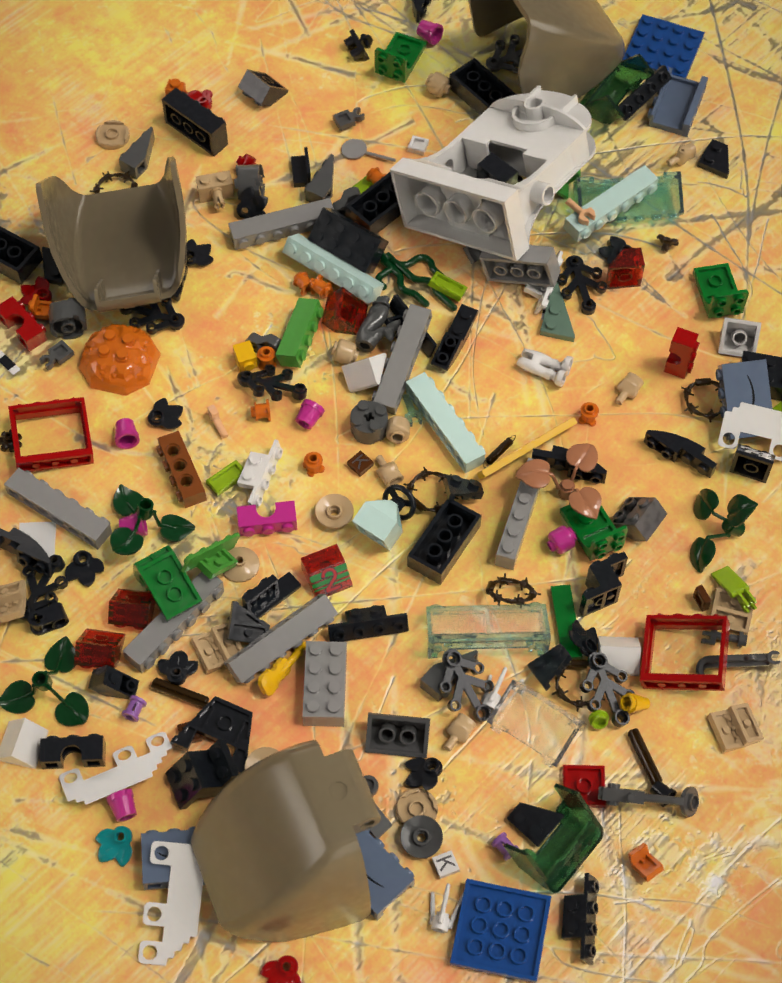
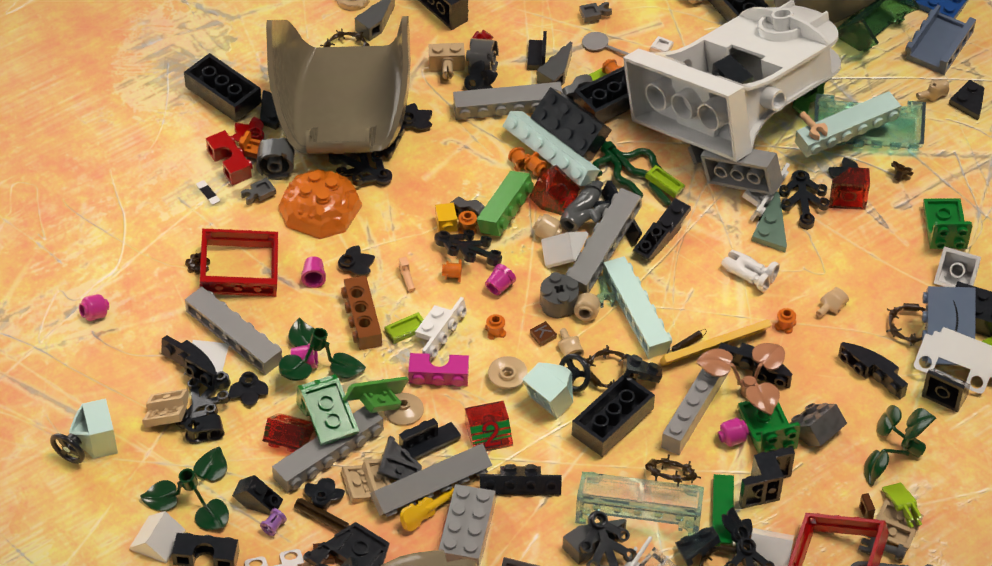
camera: 10 degrees right, 10 degrees down
(98, 648) = (248, 461): clear red slope -> none
(644, 92) = (905, 24): black bracket -> none
(682, 353) = (894, 266): red arch -> none

